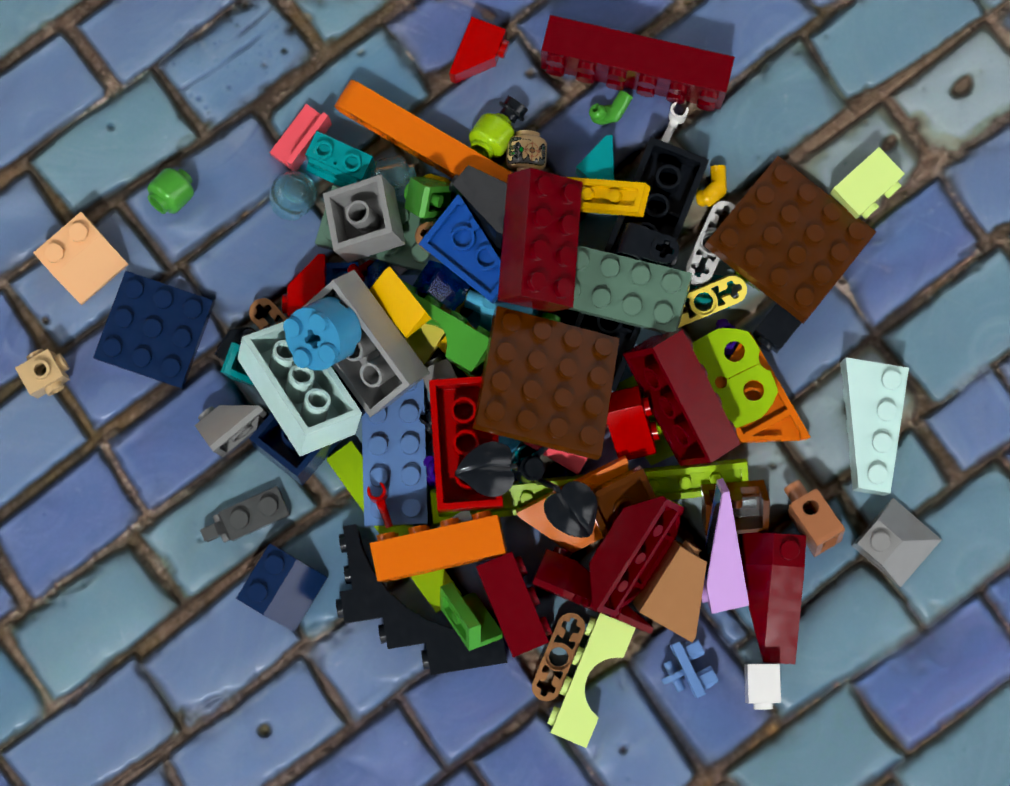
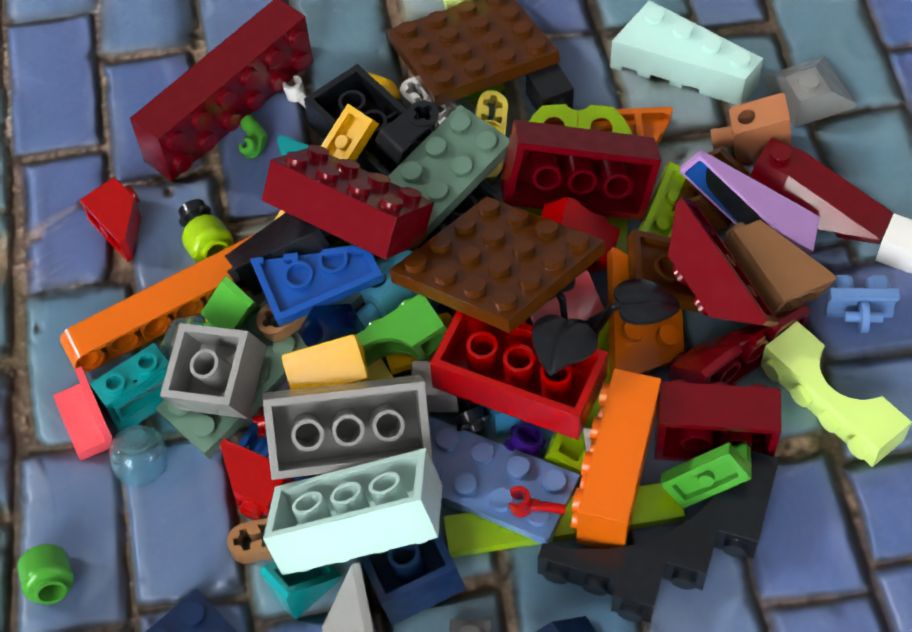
camera: 65 degrees left, 25 degrees down
(234, 336) = (257, 591): black arm -> none
(322, 334) = (324, 463): dark azure brick -> none
(526, 151) = (244, 216): head -> none
(556, 682) = (792, 434): medium nougat beam -> none

